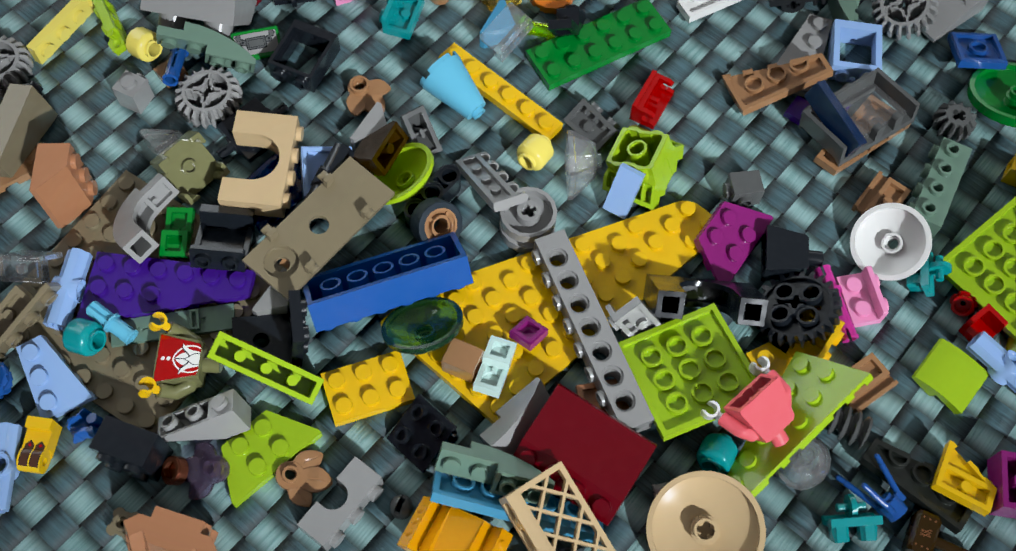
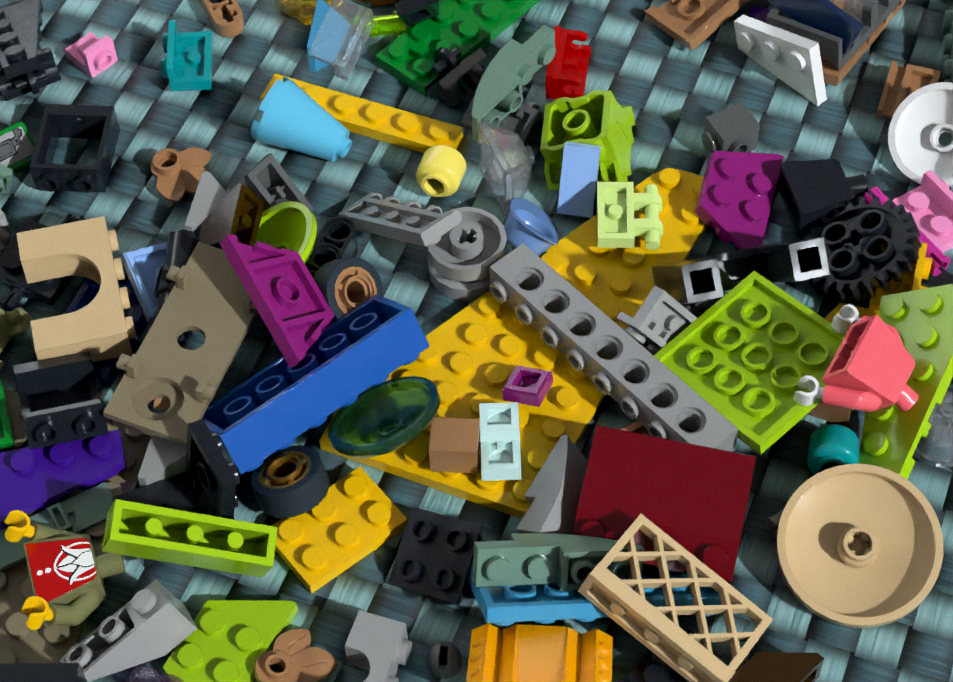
camera: 15 degrees left, 10 degrees down
(348, 346) = (290, 482): none -> black wheel
(387, 215) = (281, 293): none -> magenta wing
(578, 214) = (530, 226): none -> medium blue piece
(583, 81) = (448, 87): none -> black hips
(596, 104) = (502, 81): none -> sand green slope
(638, 226) = (616, 215): none -> yellowish green plate
(804, 142) = (784, 55): none -> white wing

